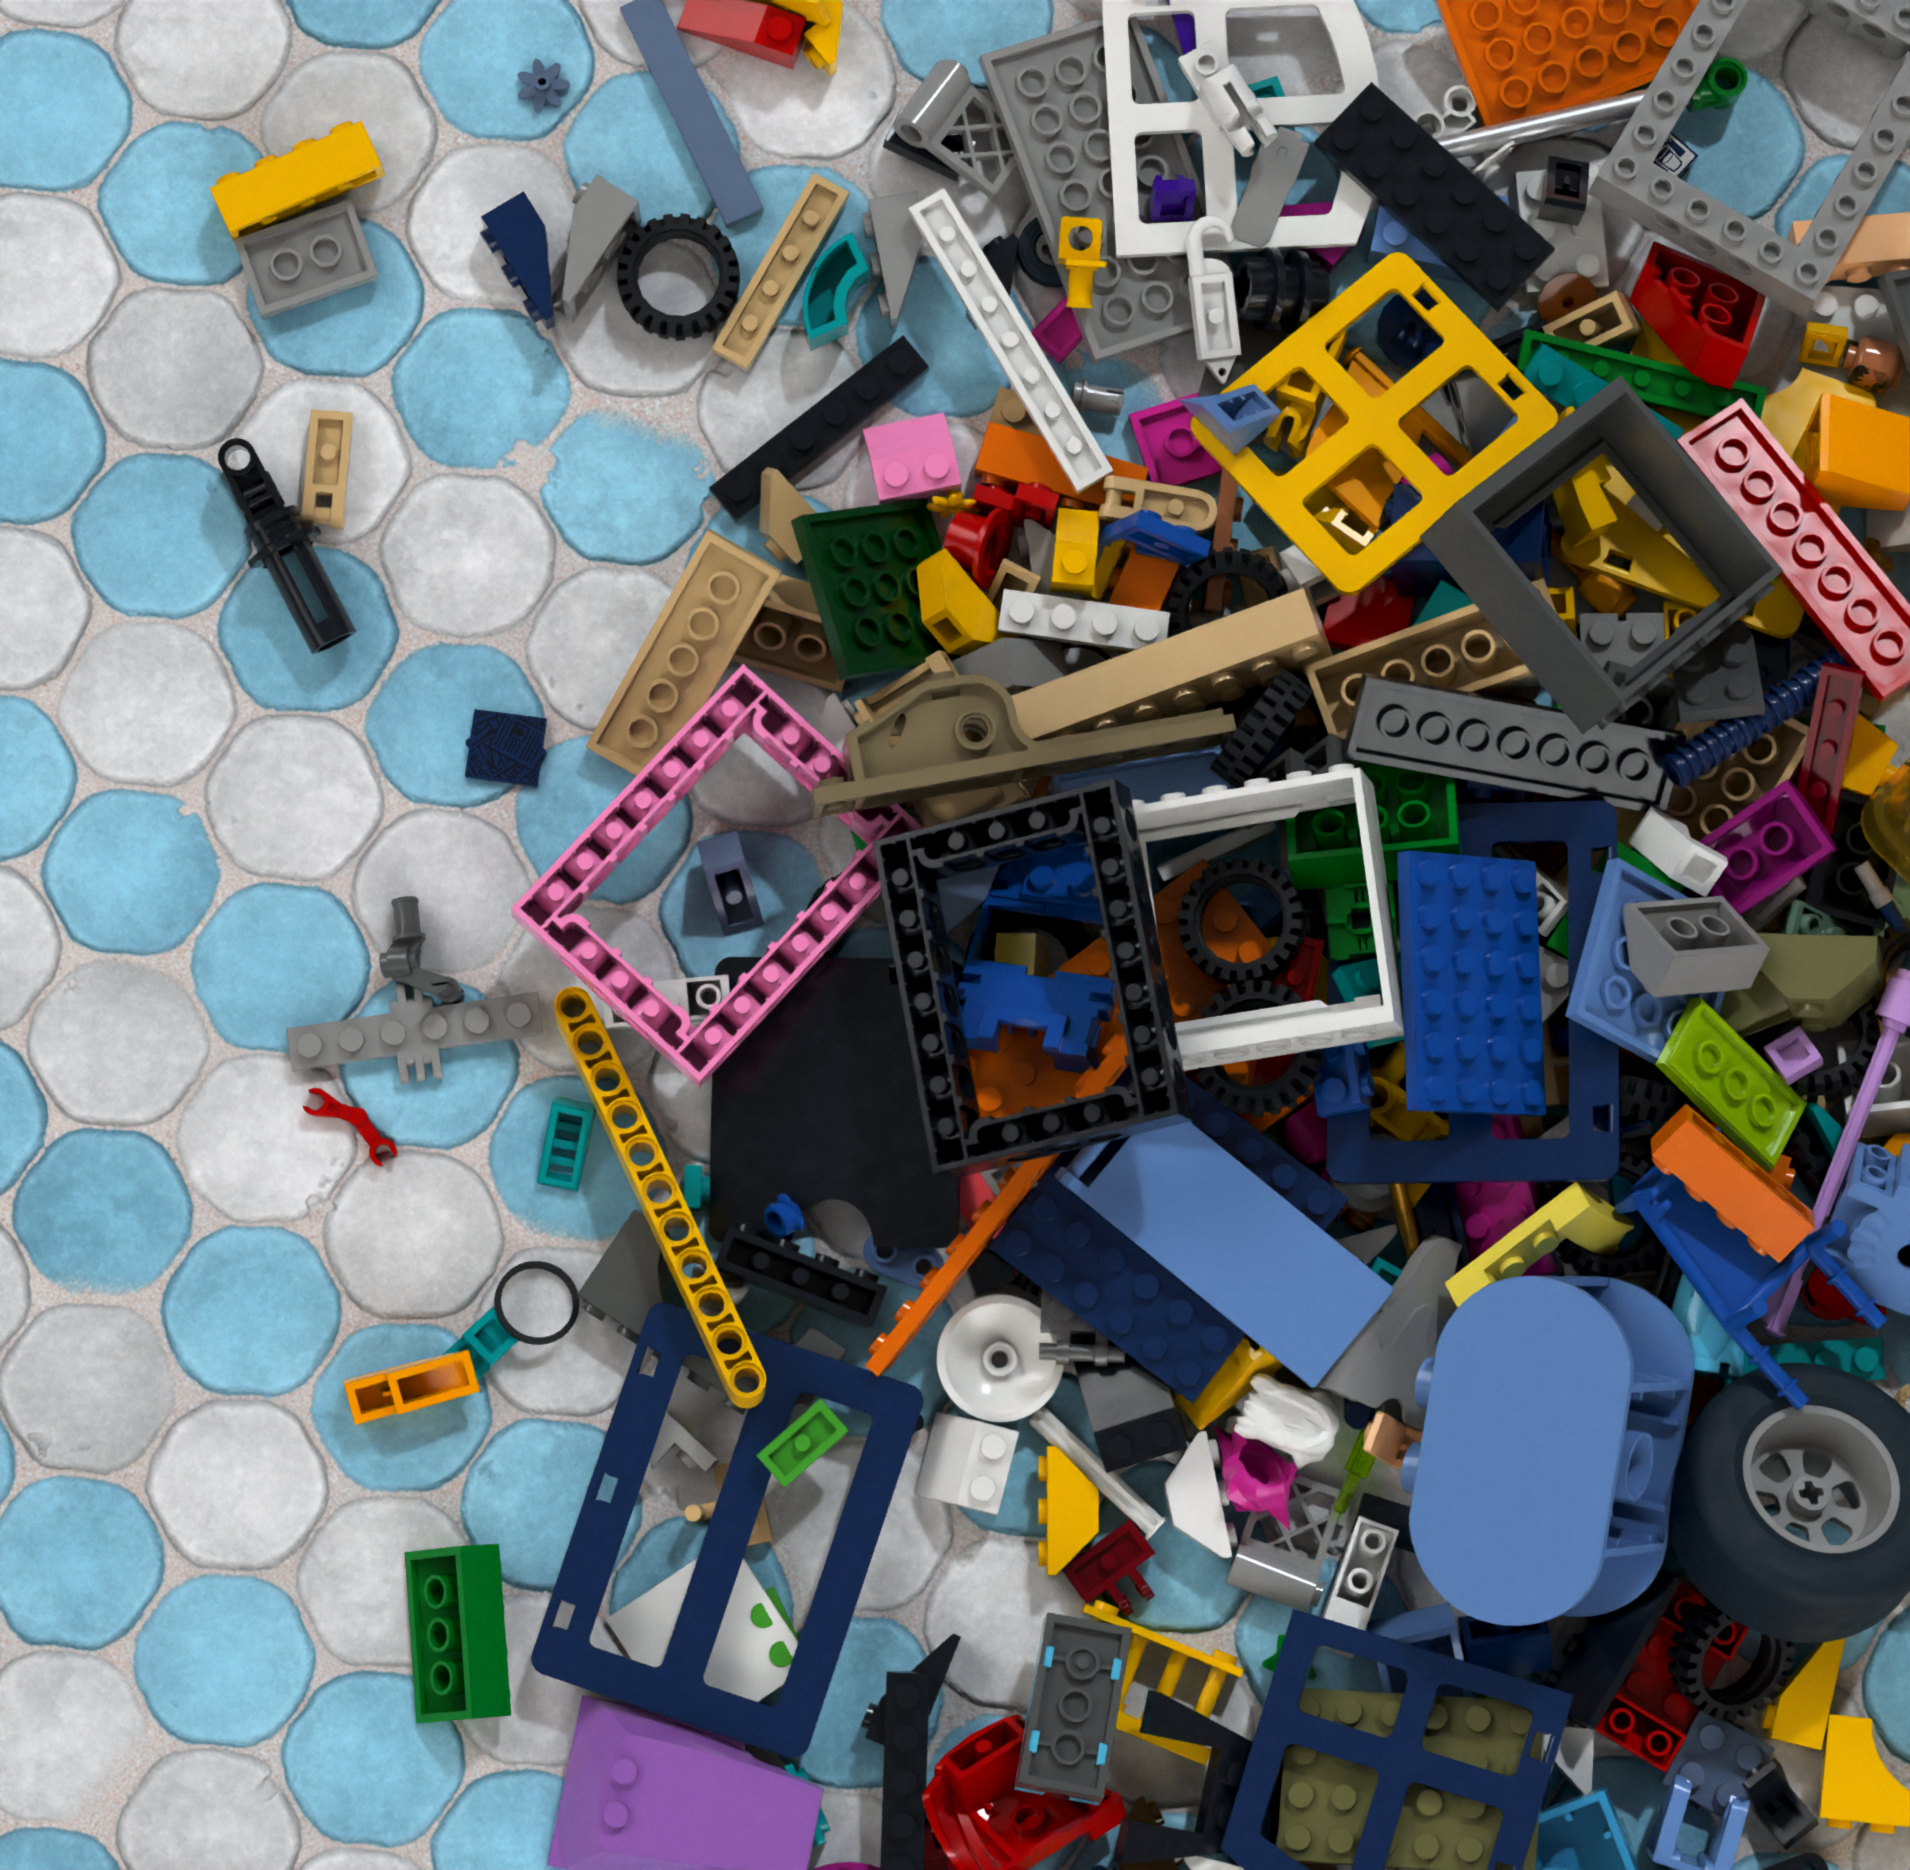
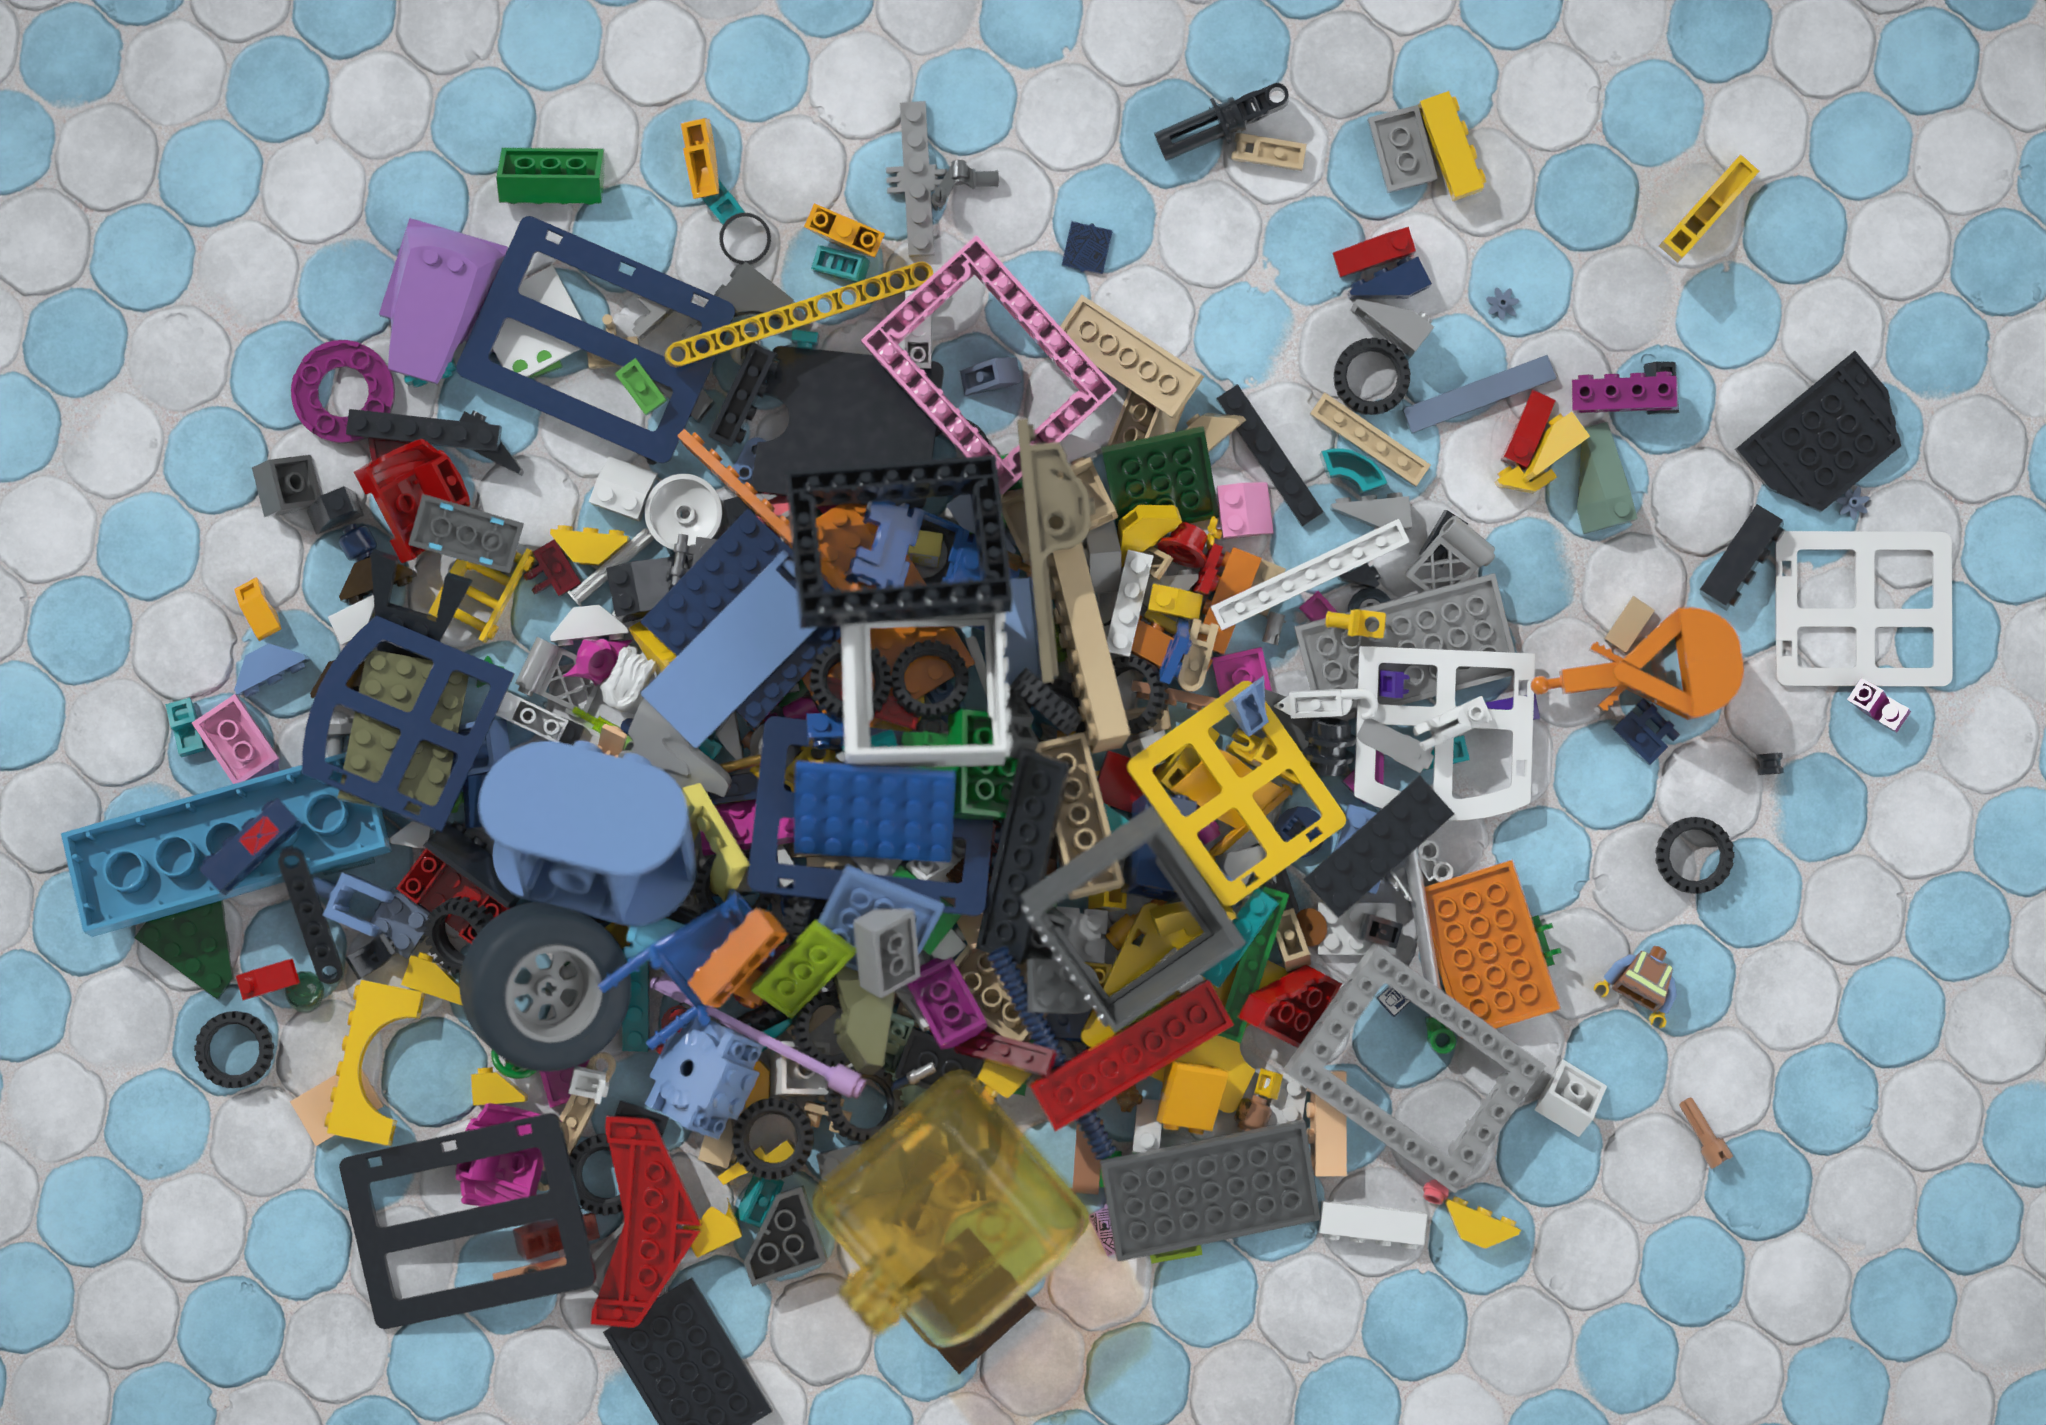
camera: 110 degrees right, 5 degrees up
(357, 1117) = (868, 140): red piece -> none
(478, 288) = (1374, 252): none -> red slope
(514, 1136) = (844, 231): none -> light orange slope
(784, 1218) = (779, 389): blue plate -> none
(1676, 854) = (954, 946): white slope -> none
(1793, 1055) = (819, 1011): lavender tile -> none

